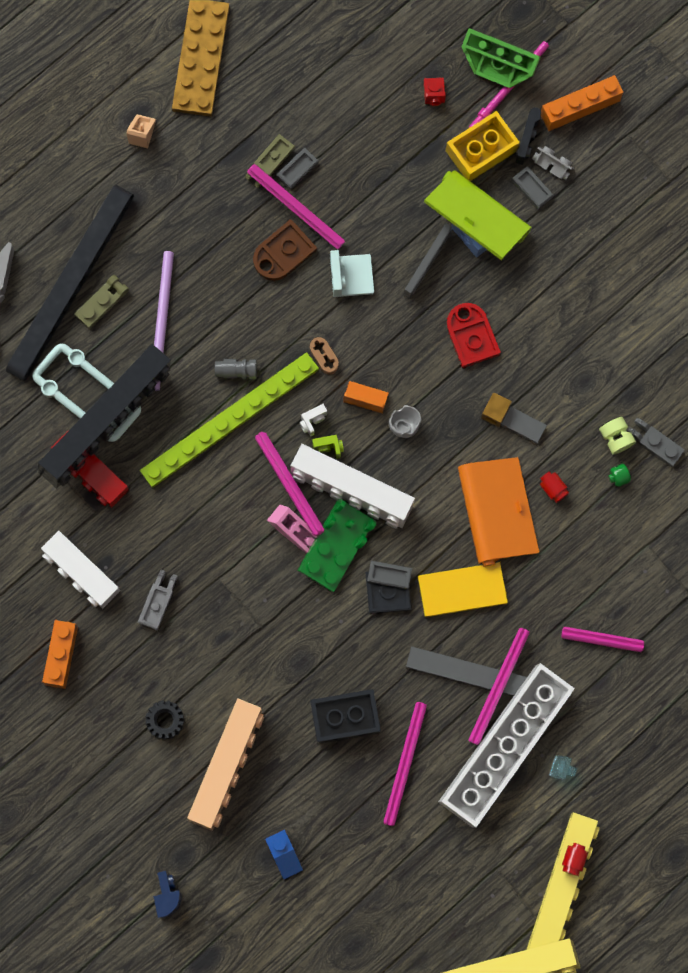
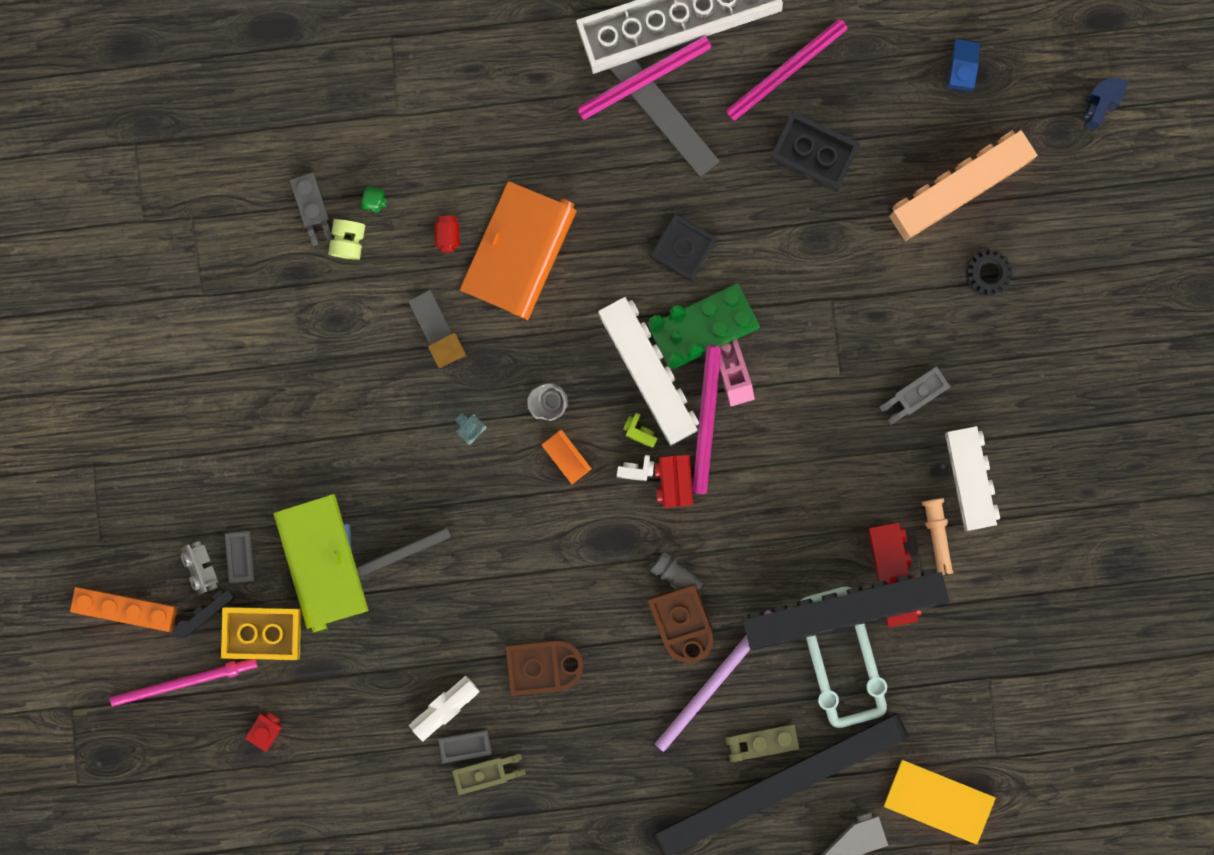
camera: 140 degrees left, 10 degrees up
(60, 654) = (1047, 407): orange brick -> none
(82, 522) = (936, 523): none -> light nougat pin
(210, 341) = (683, 621): none -> reddish brown tile
(229, 420) = (718, 529): lime plate -> none
(281, 429) = (675, 481): none -> red brick
(295, 206) = (497, 704): dark pink axle -> none
(319, 358) = (571, 528): medium nougat beam -> none
(328, 181) = (444, 708): none -> white piece
(351, 274) = (490, 593): light aqua bracket -> none
(389, 575) = (672, 260): dark grey tile -> none
(444, 370) = (470, 428): none -> clear light blue tile
(462, 589) = (610, 197): yellow tile -> none
(471, 336) = (414, 444): red tile -> none
(498, 59) = (174, 715): bright green wedge -> none
(602, 639) = (509, 53): dark pink axle -> none

